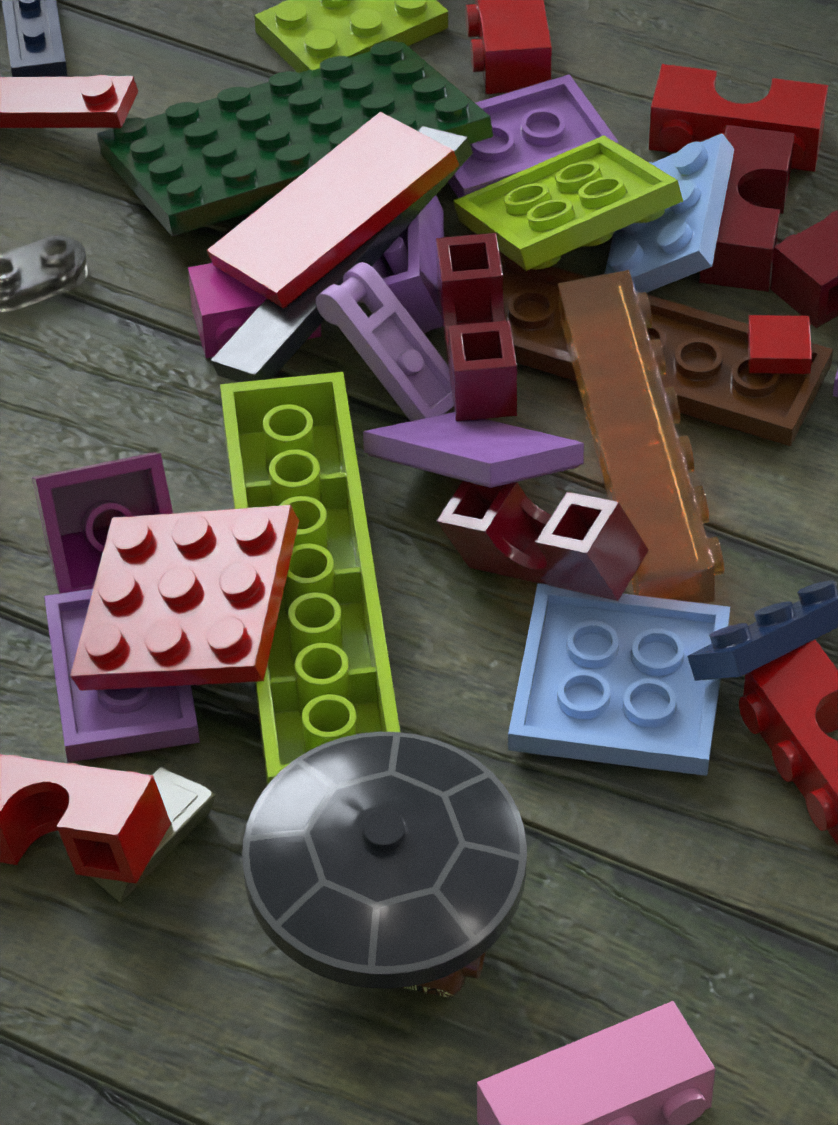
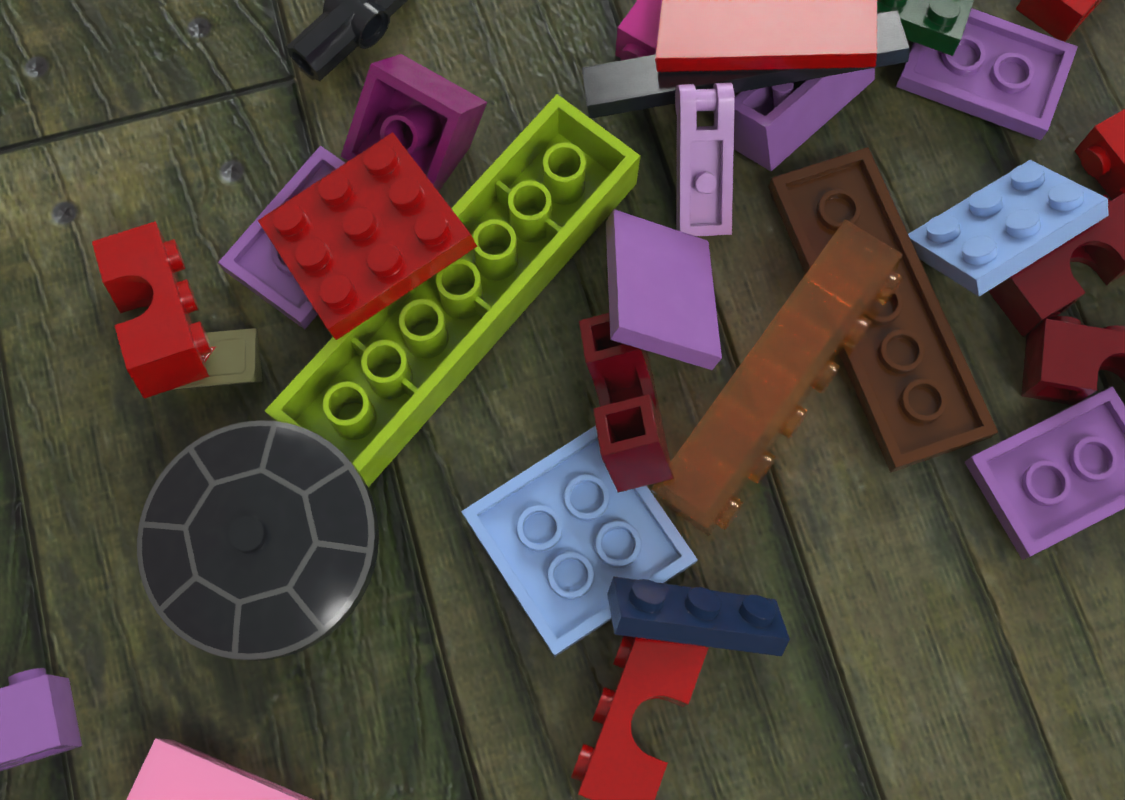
camera: 45 degrees right, 25 degrees up
(475, 327) = (746, 221): dark red arch -> none
(569, 202) = (946, 154): lime plate -> none
(779, 344) = (960, 397): red tile -> none

